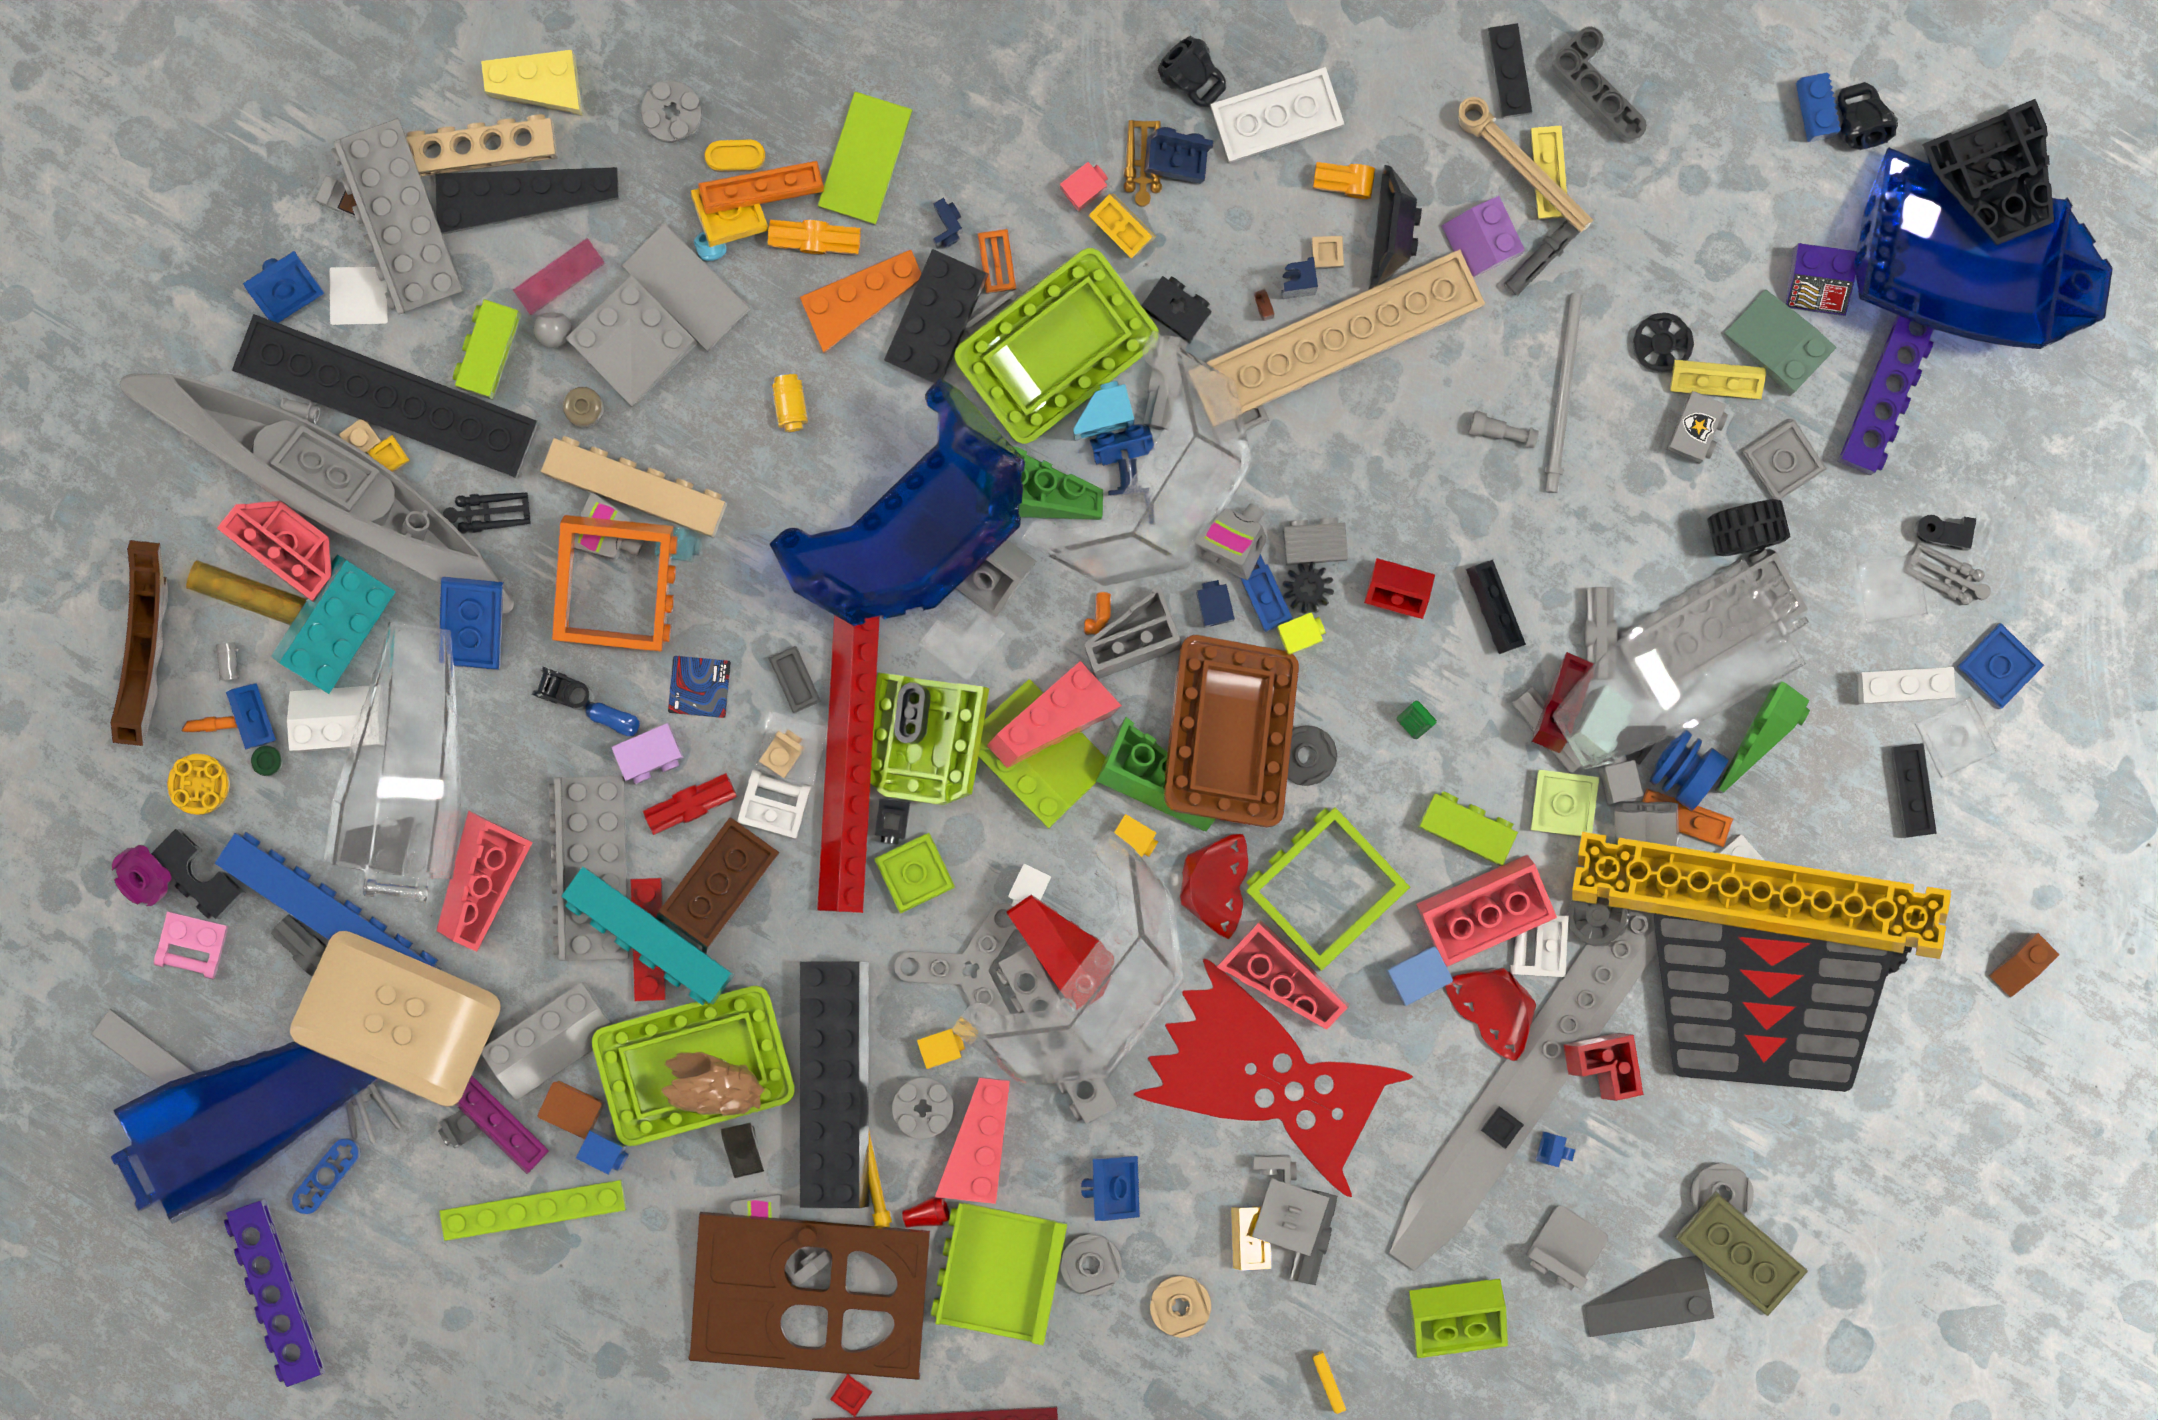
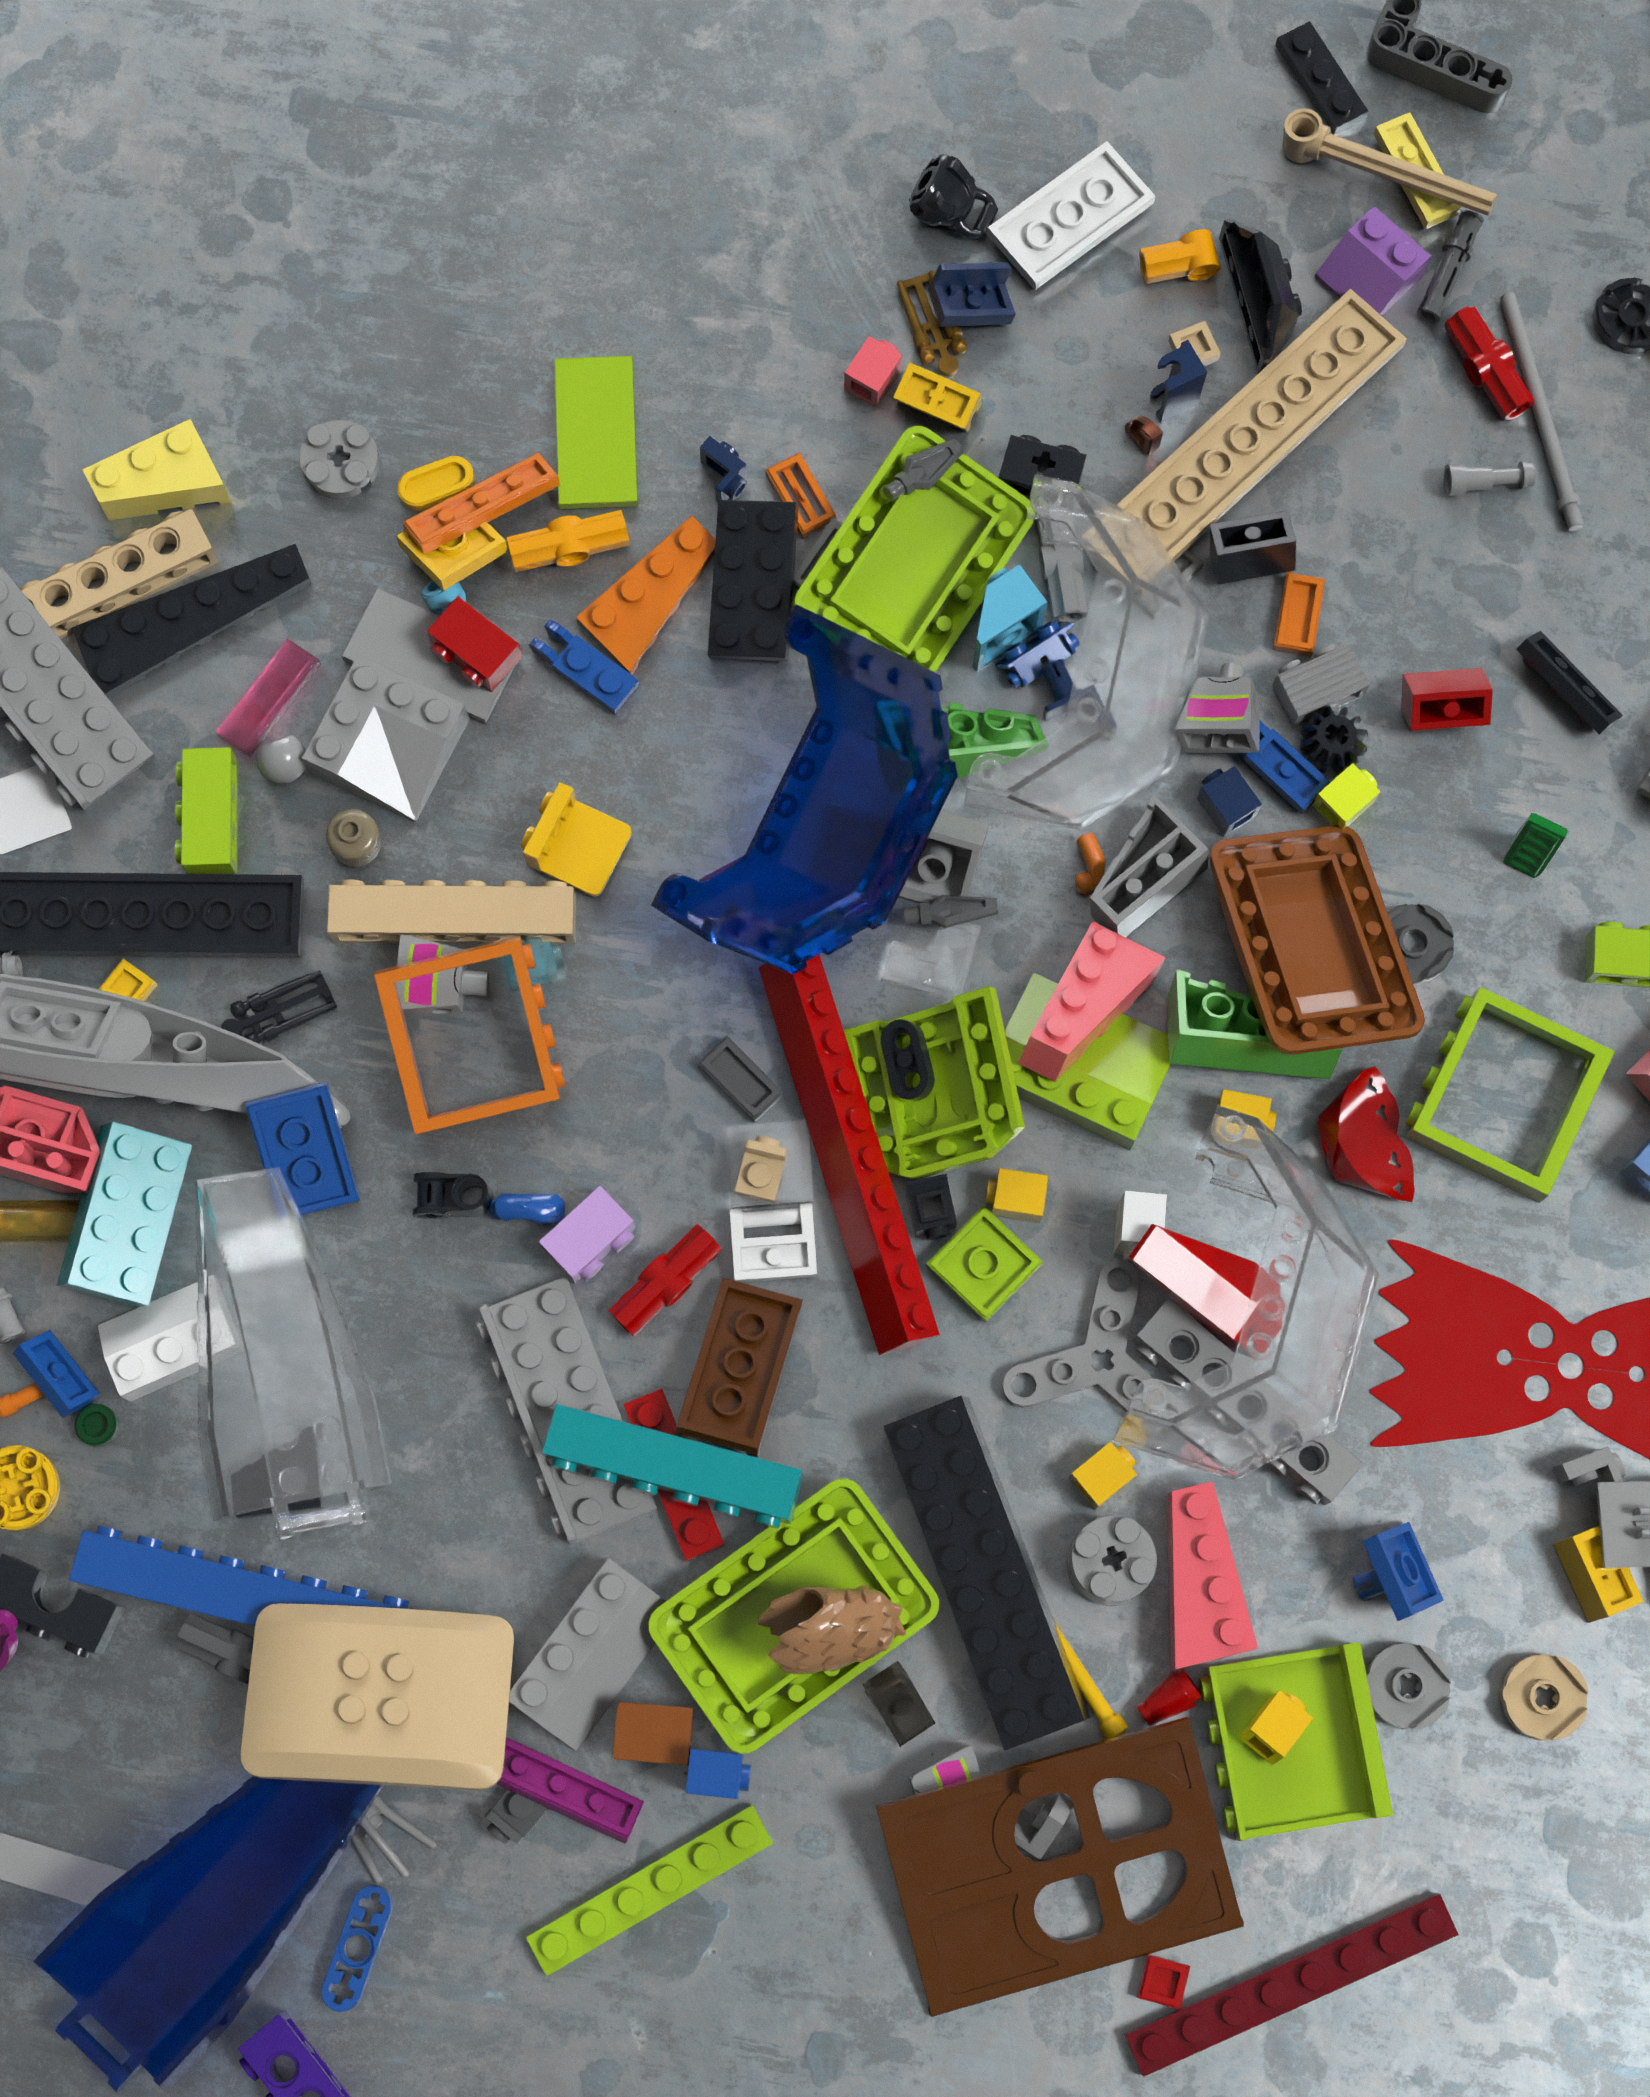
camera: 20 degrees left, 10 degrees down
(195, 935) = (73, 1688): bright pink plate -> none
(361, 436) = (84, 971): tan plate -> none
(481, 878) = (429, 1469): coral wedge -> none
(699, 686) = (623, 1132): sticker -> none
(717, 295) = (474, 645): none -> red brick
(739, 466) = (575, 842): none -> yellow bracket
(789, 402) = (610, 744): yellow head -> none
(794, 338) = (586, 668): none -> blue hinge
(955, 833) = (1017, 1195): none -> yellow brick
(987, 614) = (951, 910): none -> dark grey piece
(990, 1258) = (1276, 1726): none -> yellow brick
(1086, 284) = (924, 469): none -> dark grey piece
(1281, 974) = (1495, 1218): coral wedge -> none
(1305, 424) = (1253, 547): none -> black brick
(1323, 483) = (1298, 614): none -> orange tile
(1539, 343) = (1489, 363): none -> red piece

